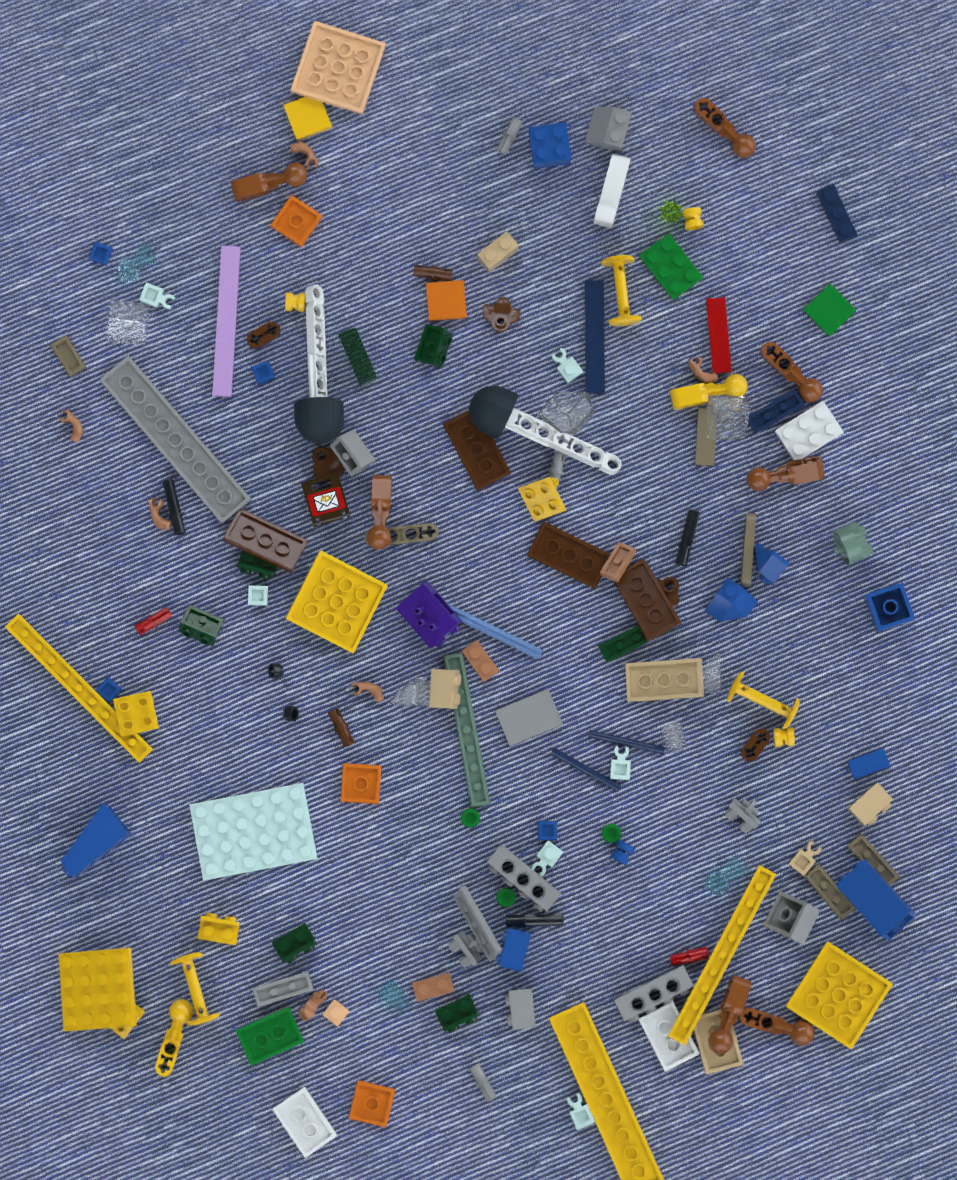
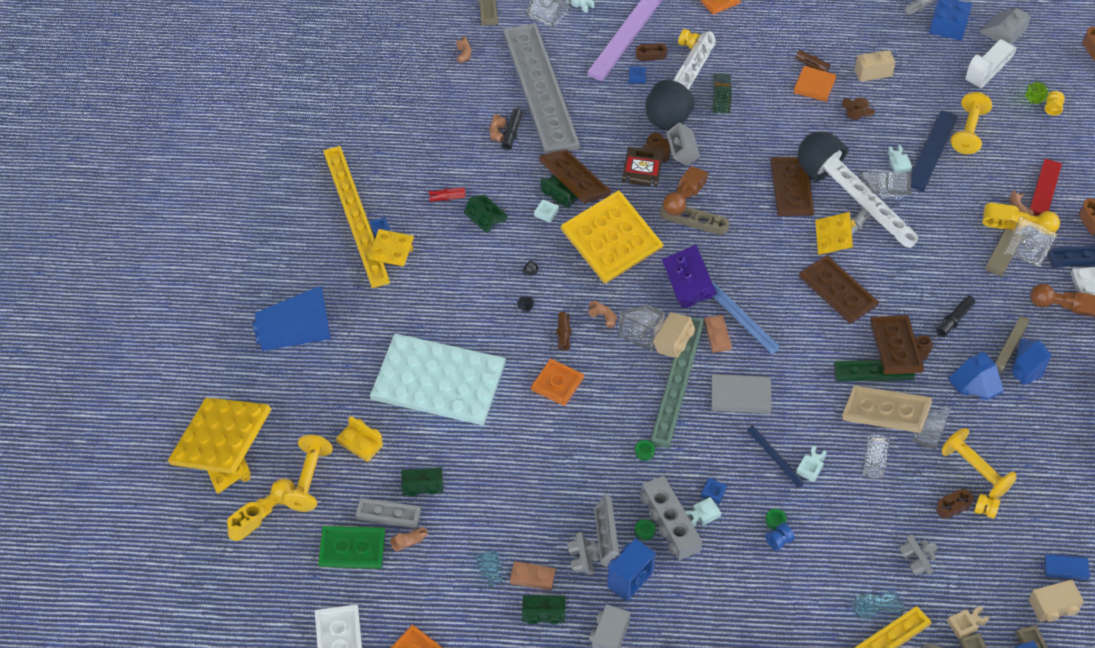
camera: 25 degrees right, 30 degrees down
(336, 1012) = (426, 557): light nougat plate -> none
(433, 346) = (790, 106): dark green bracket -> none
(534, 920) = (672, 563): black axle -> none
(618, 562) = (882, 306): nougat plate -> none
(625, 741) = (830, 453): dark blue bar -> none
(671, 267) = (1021, 129): green plate -> none

